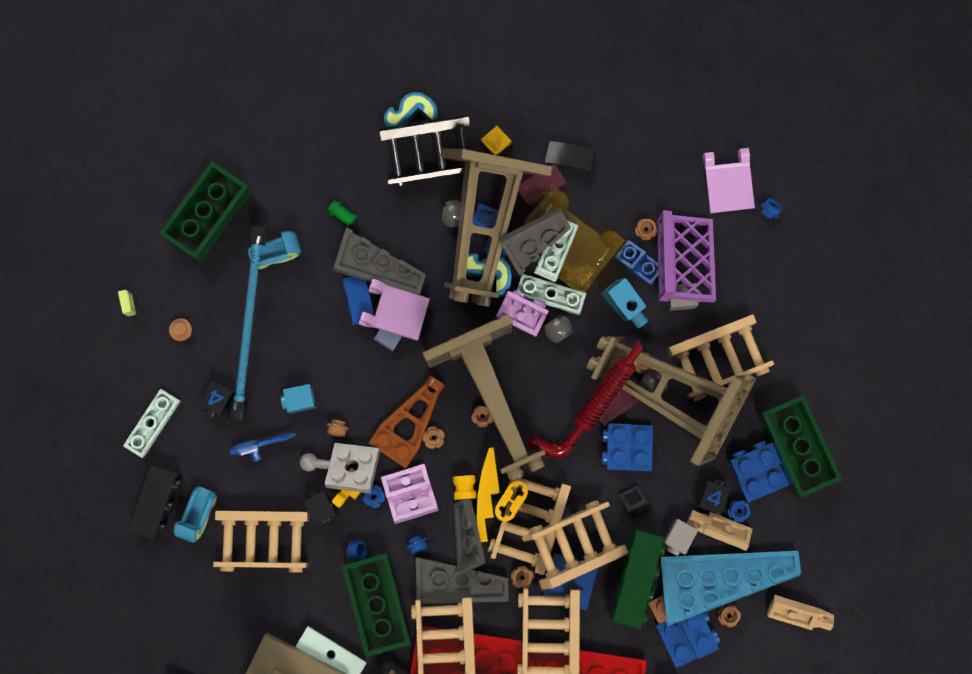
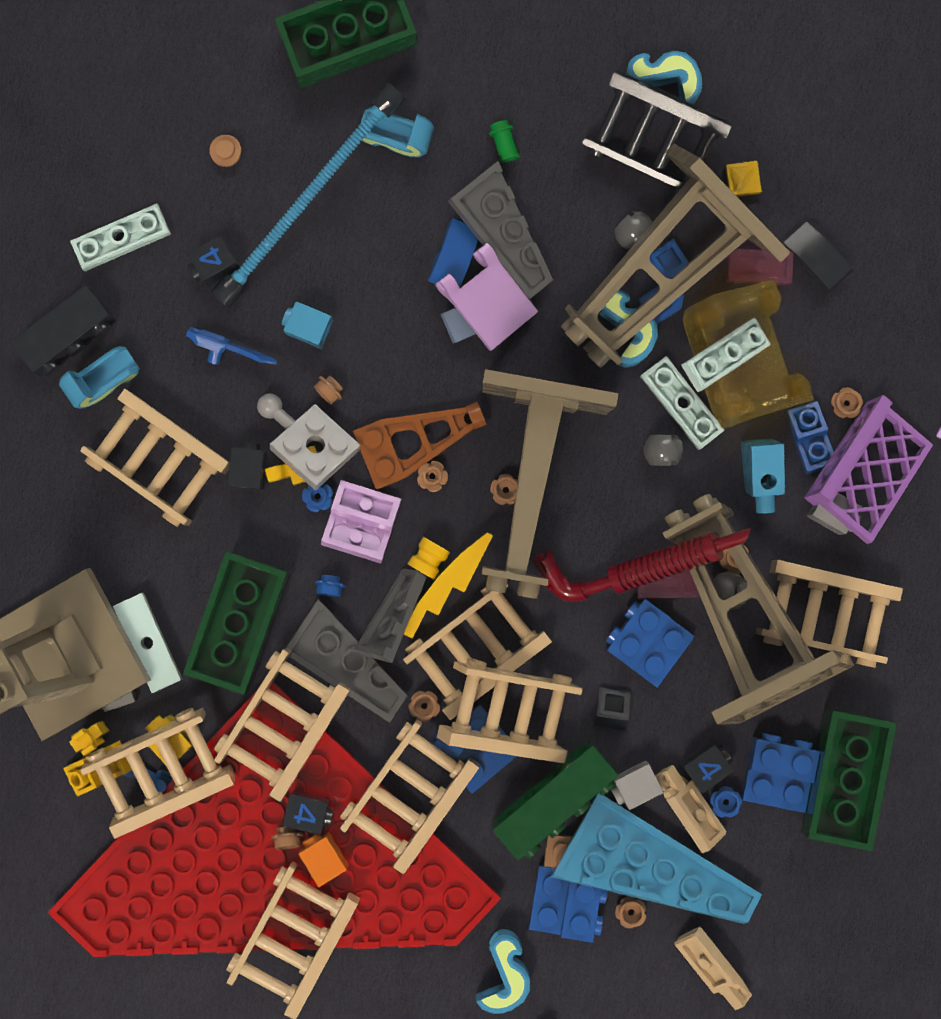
camera: 30 degrees right, 5 degrees up
(127, 303) = (184, 76): yellowish green tile -> none
(356, 551) = (255, 545): blue plate -> none
(506, 498) = (475, 618): yellow beam -> none
(524, 314) = (636, 405): lavender bracket -> none
(533, 238) = (705, 323): dark grey wing -> none

